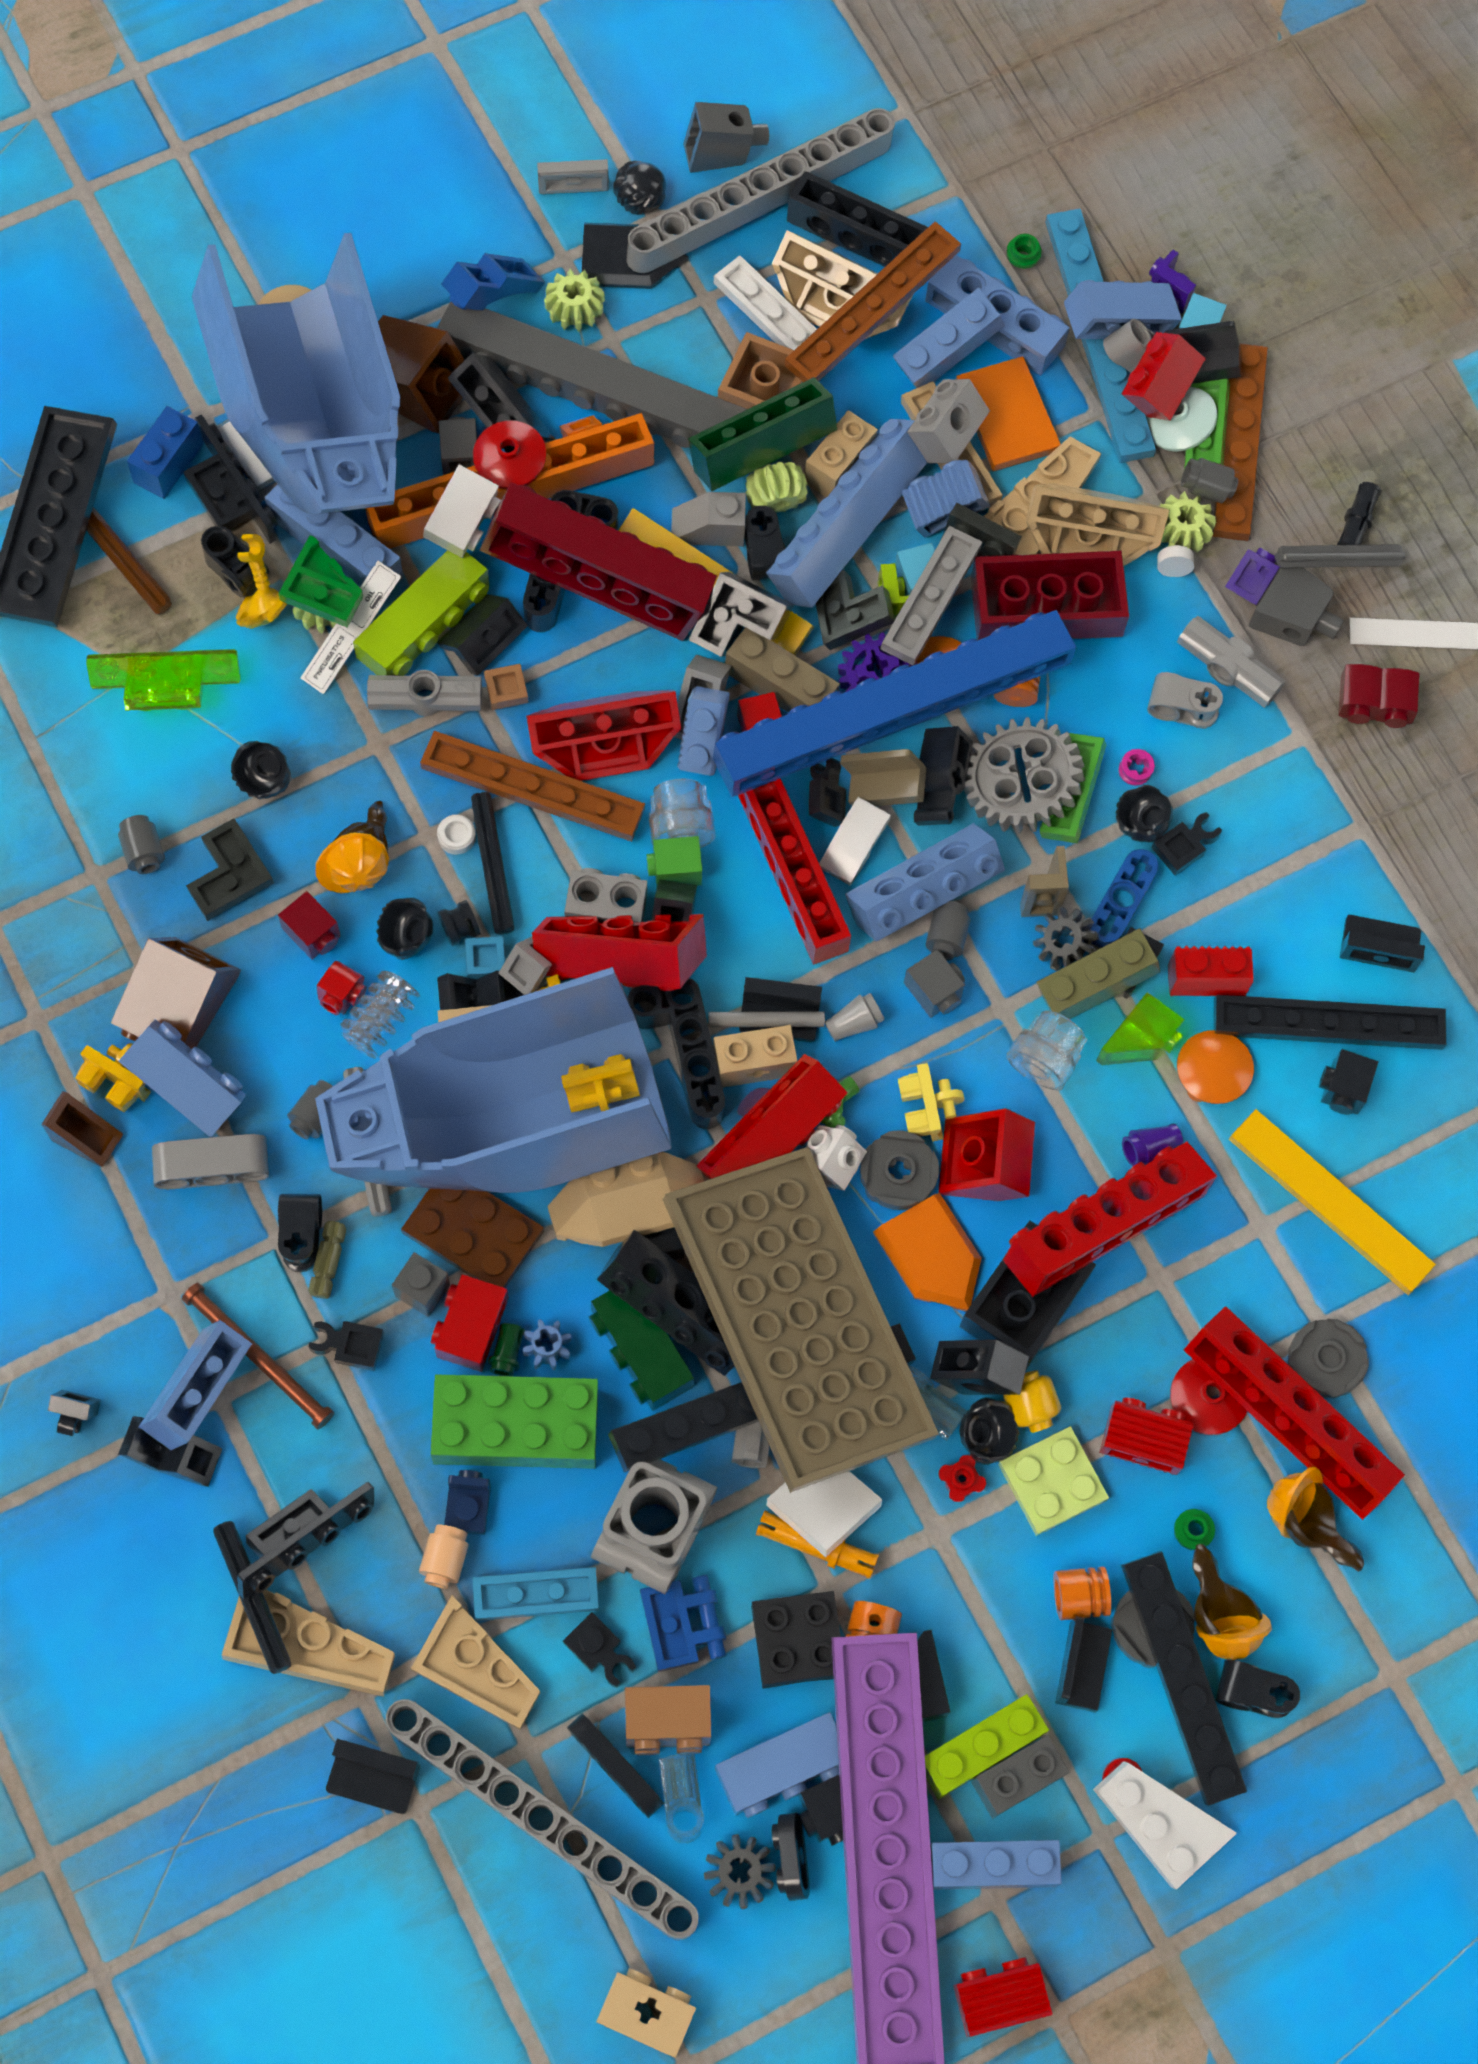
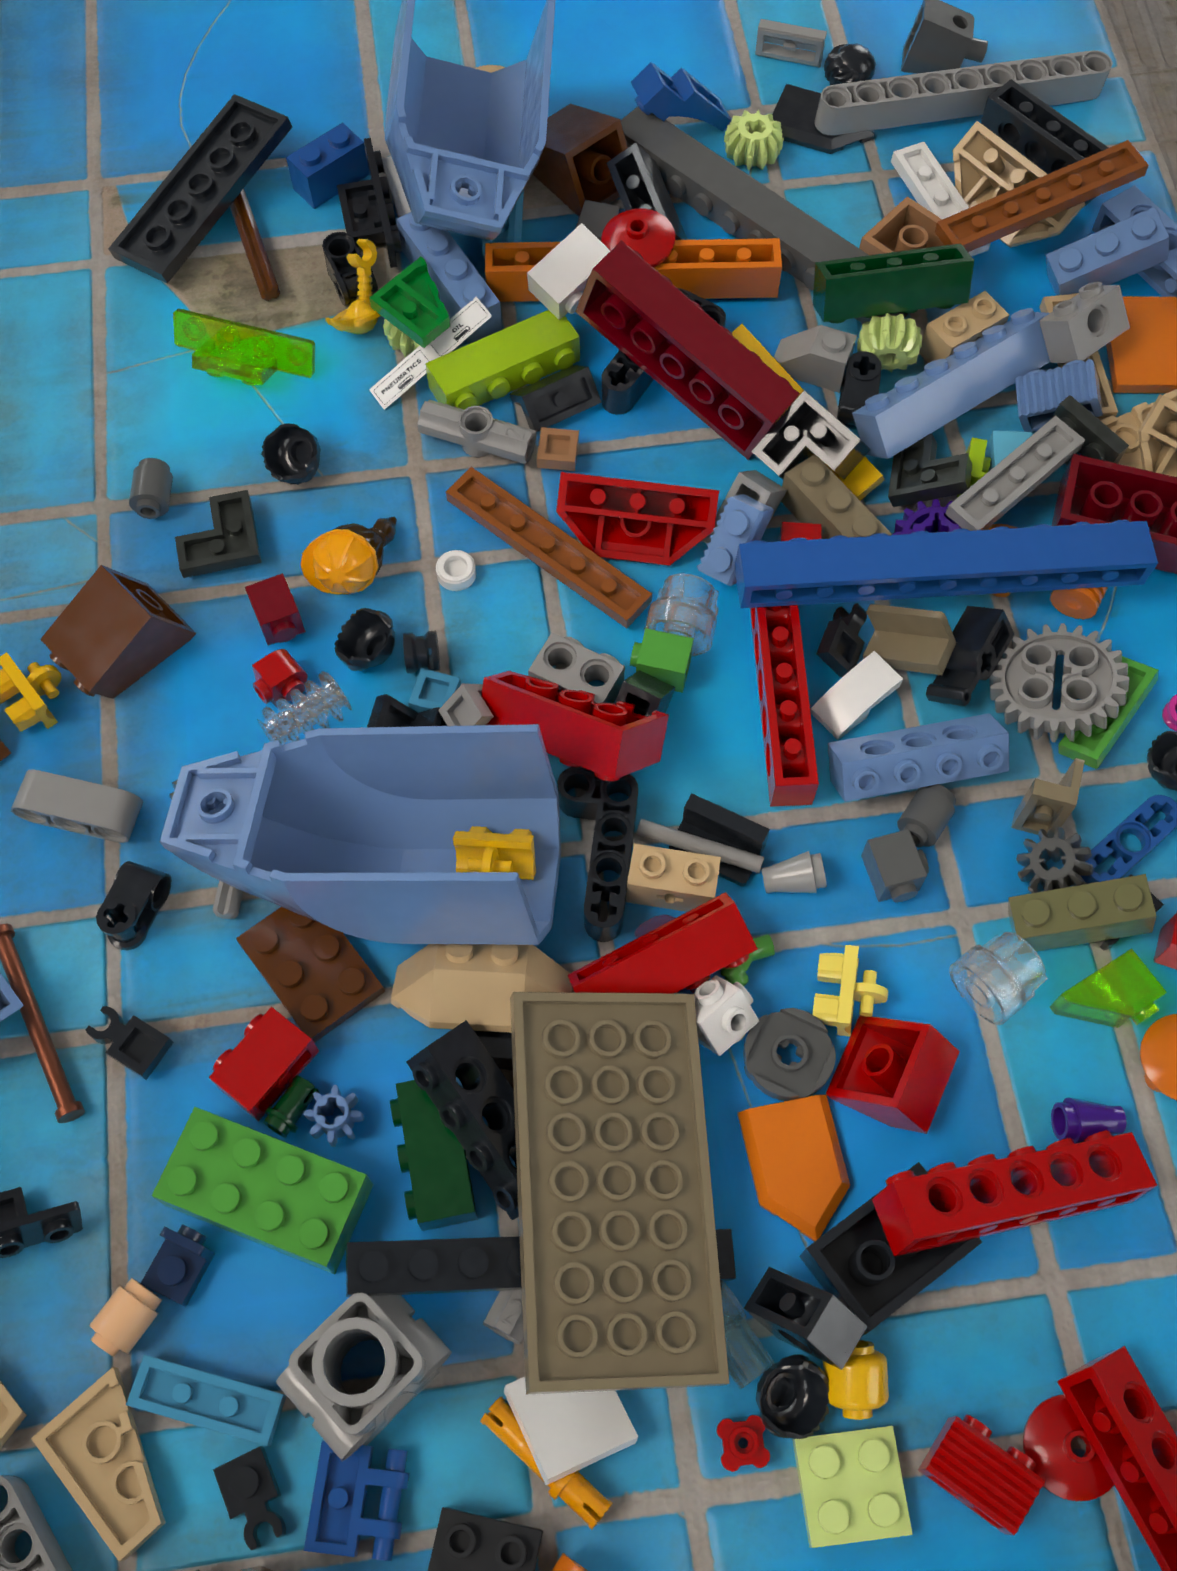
camera: 25 degrees right, 5 degrees down
(183, 1076) = (80, 711): medium blue brick -> none
(327, 1259) = (149, 945): olive axle -> none
(421, 1284) = (227, 1003): dark grey brick -> none
(492, 863) = (479, 608): black axle -> none

